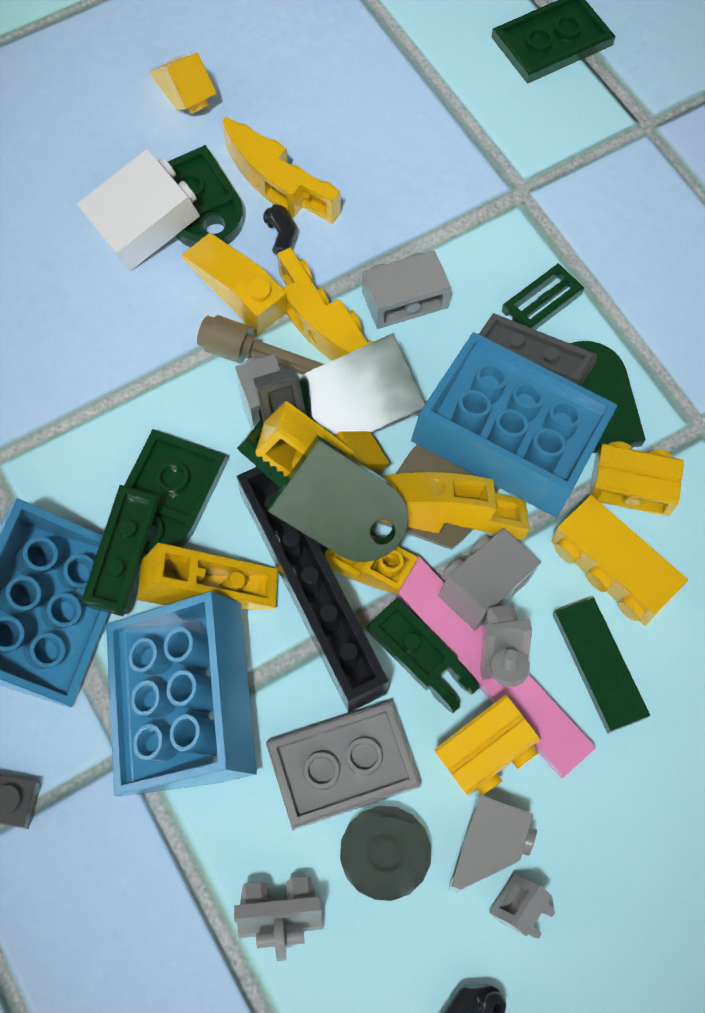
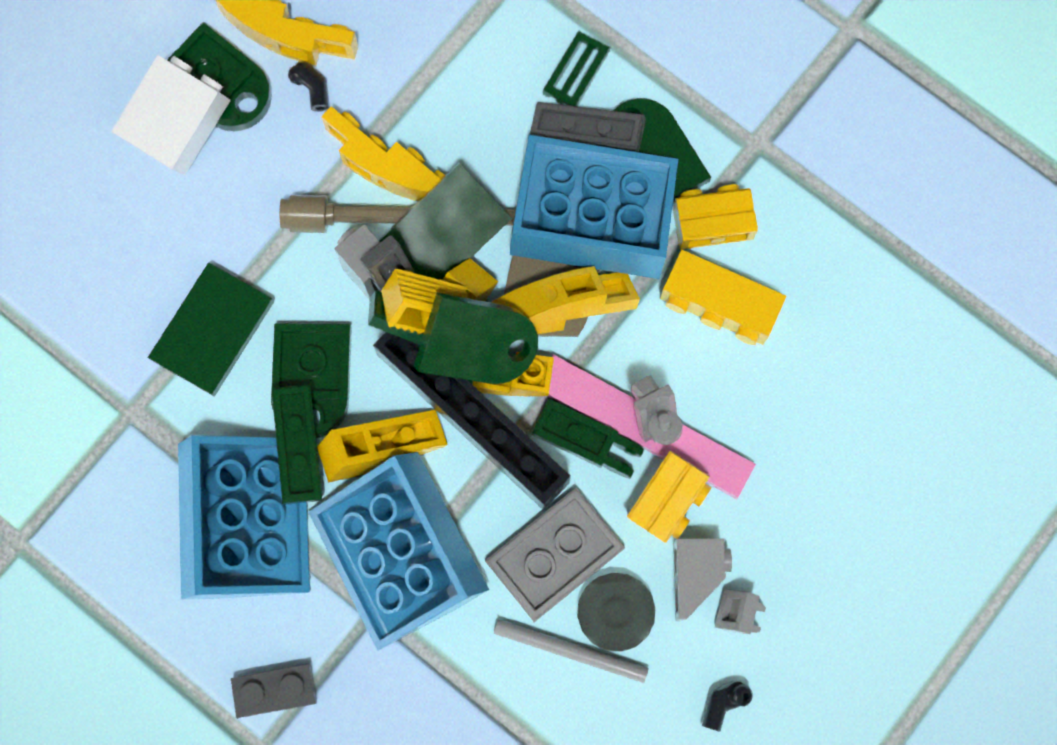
camera: 20 degrees left, 10 degrees up
(90, 415) = (211, 329): none -> dark green tile
(238, 282) = (291, 154): yellow slope -> none
(279, 921) = (553, 697): light grey hips -> none
(321, 878) = (571, 651): none -> light grey bar
(405, 289) = (449, 106): light grey brick -> none
(488, 577) = (620, 353): light grey brick -> none
(601, 665) = (737, 392): dark green tile -> none

